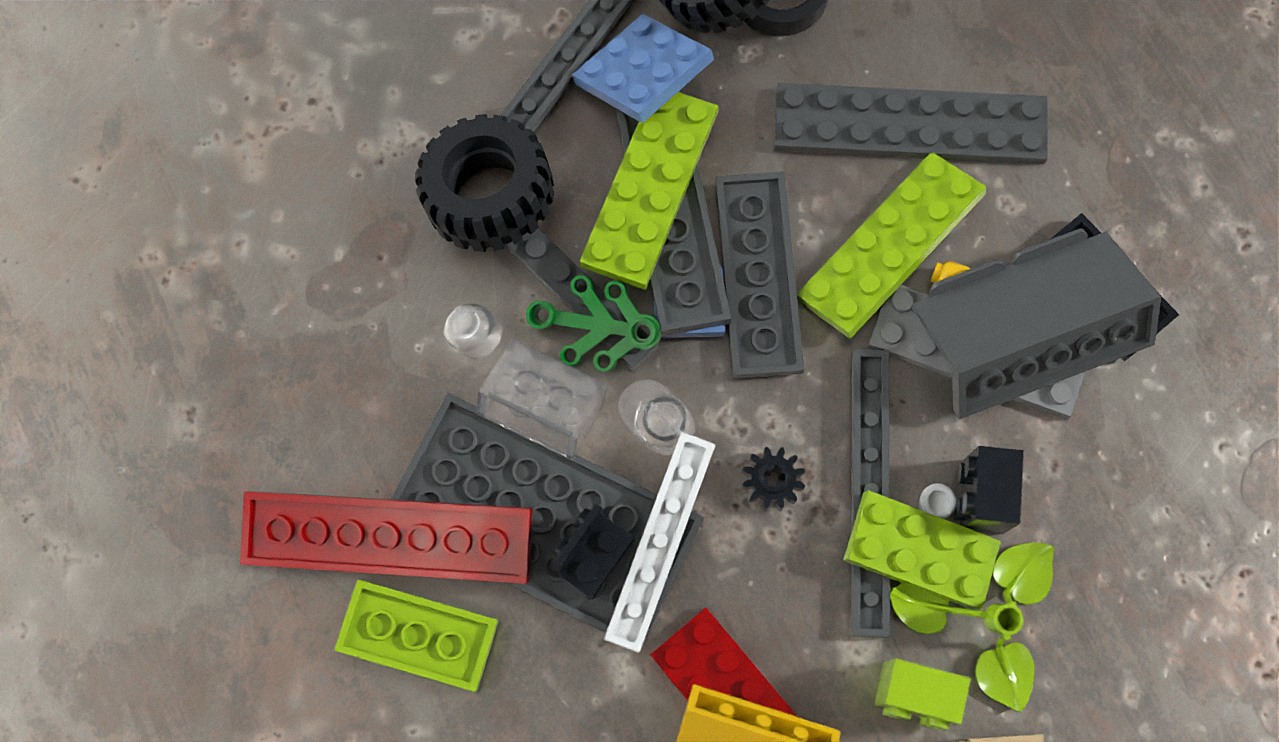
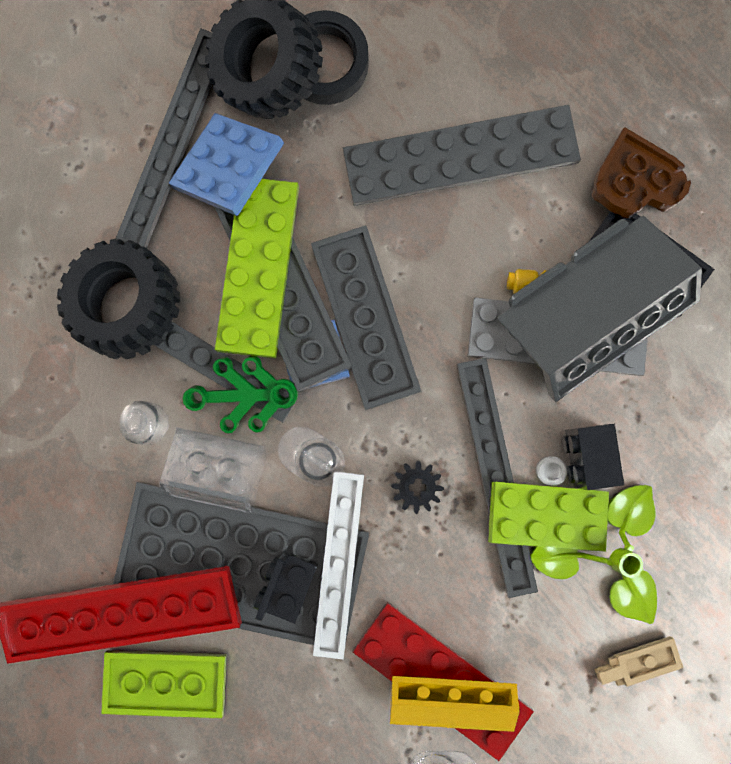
camera: 10 degrees left, 10 degrees up
(891, 244) = (468, 265): lime plate -> none
(922, 692) = (574, 635): lime brick -> none
(1111, 189) = (638, 176): none -> reddish brown plate

